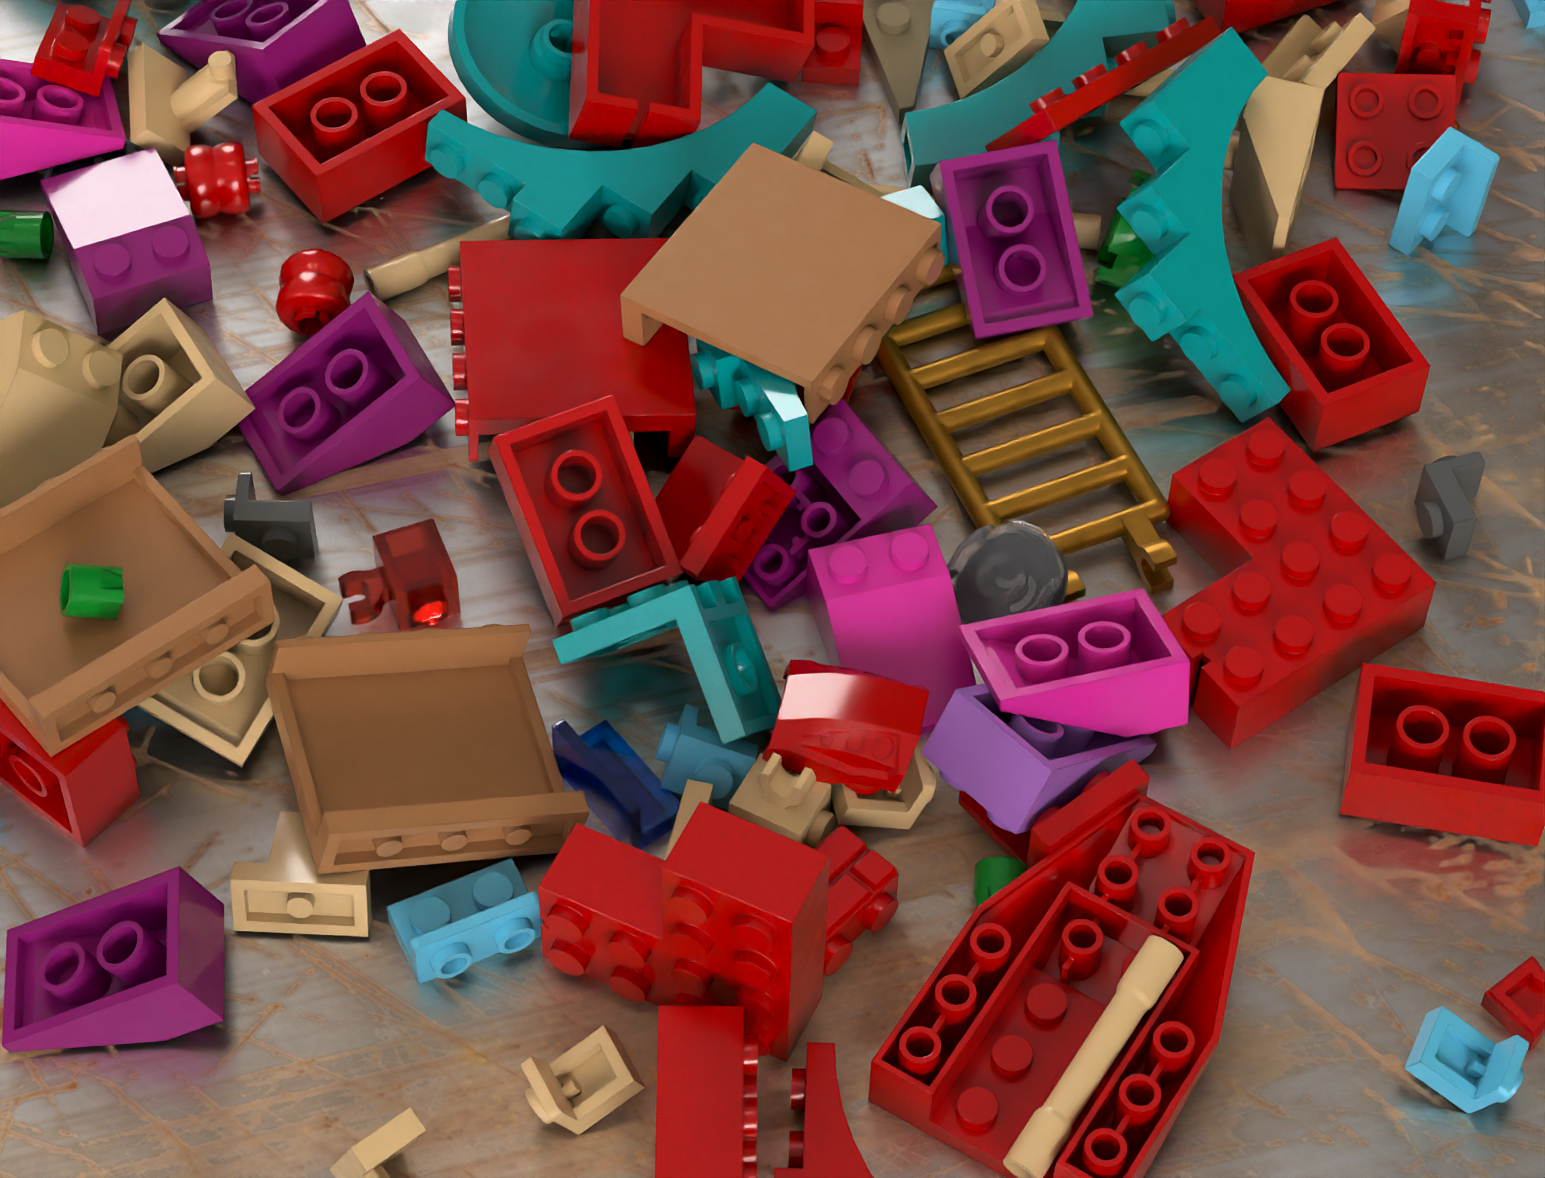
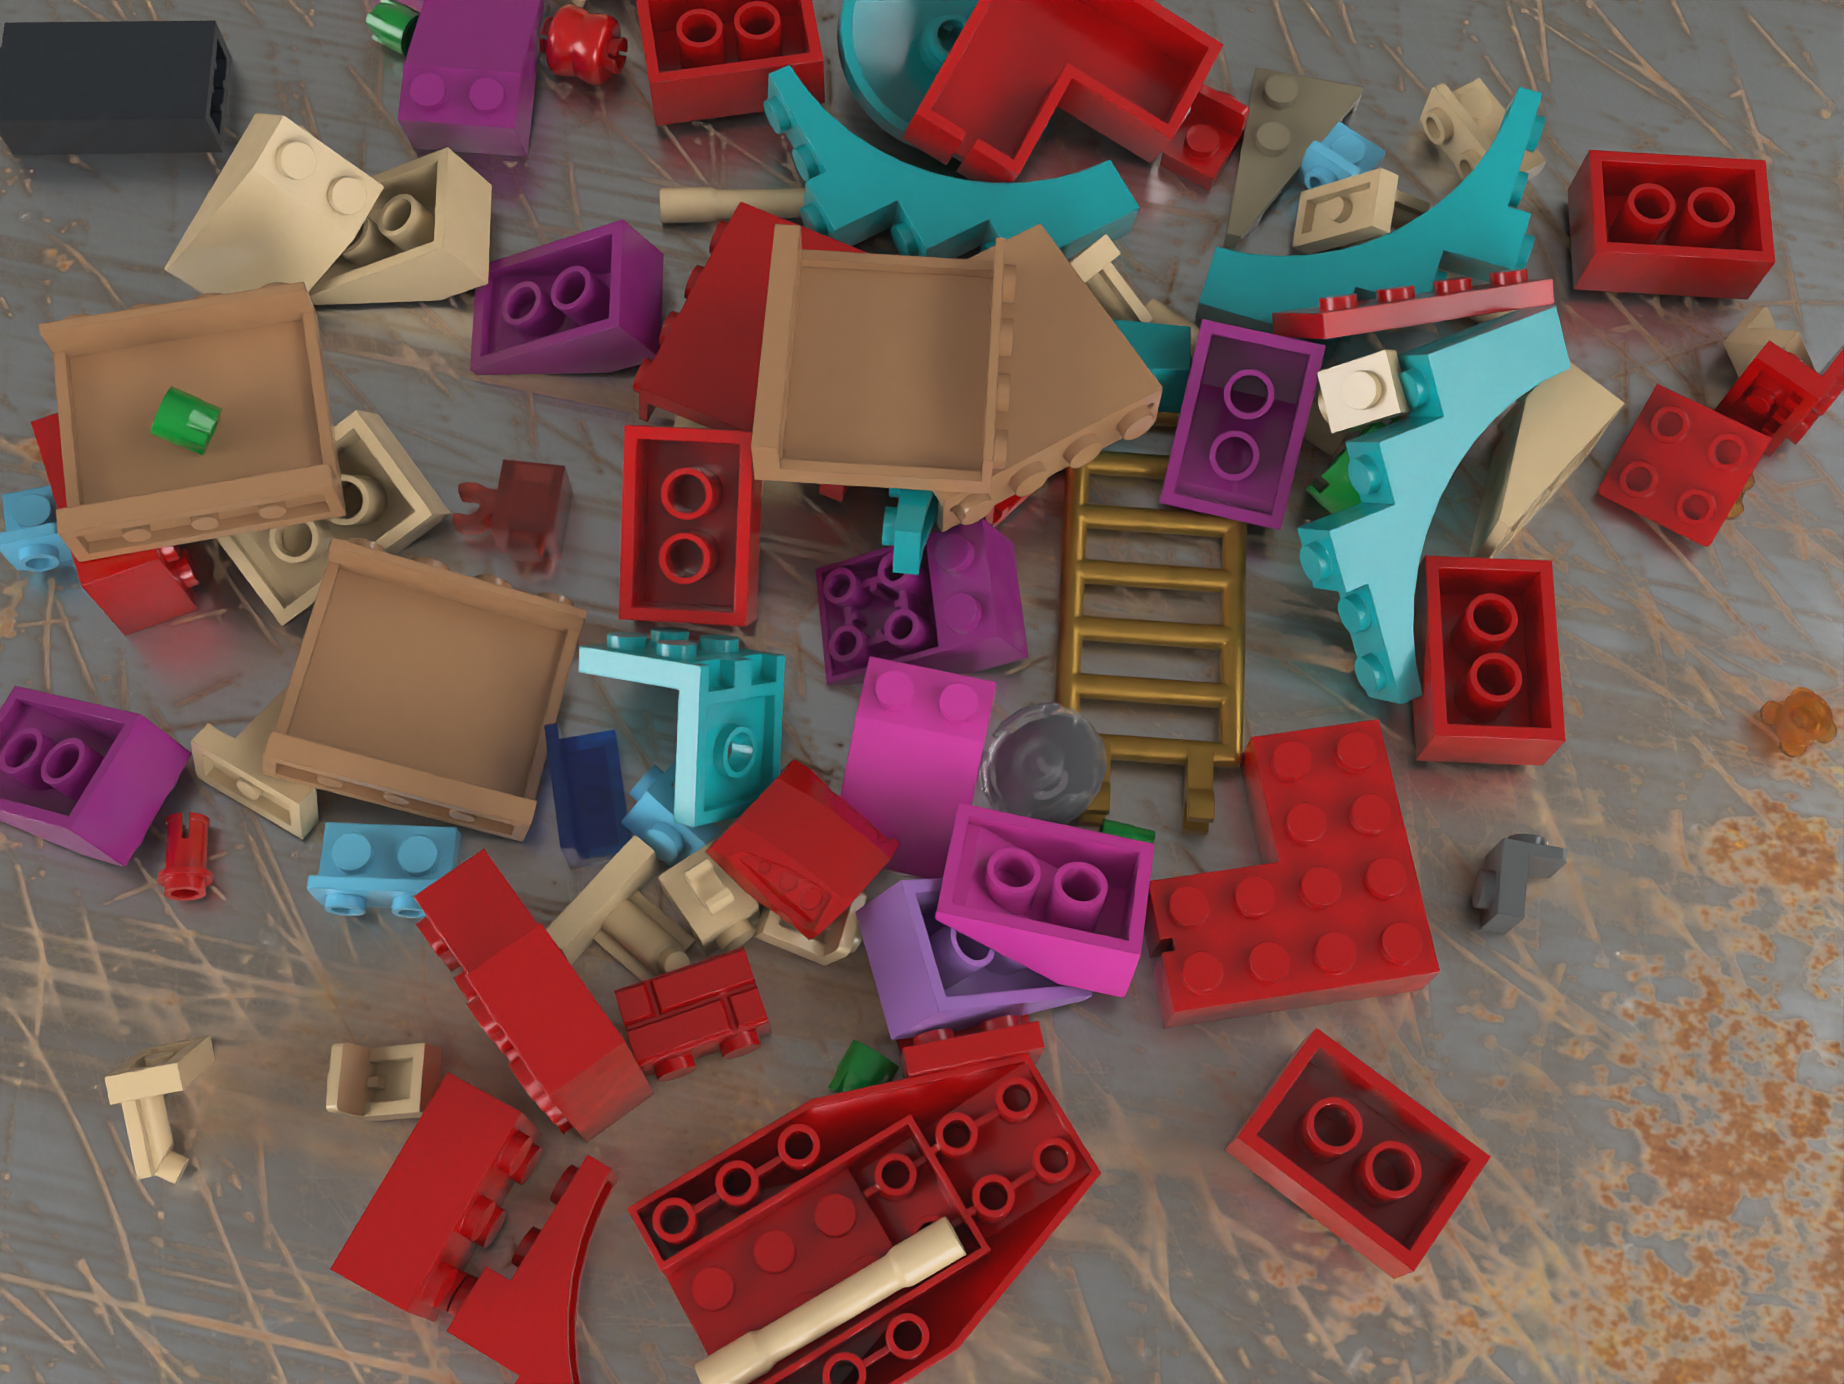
camera: 25 degrees right, 15 degrees up
(275, 527) = (433, 407): dark grey bracket -> none
(280, 1004) = (186, 858): none -> red pin
(313, 290) = (601, 190): red piece -> none
(698, 299) = (882, 369): none -> medium nougat panel
(720, 510) = (815, 578): red bracket -> none
(1107, 164) = (1362, 392): none -> tan bracket
(1314, 54) = (1642, 351): tan bracket -> none
(1444, 189) = (1701, 548): medium azure bracket -> none

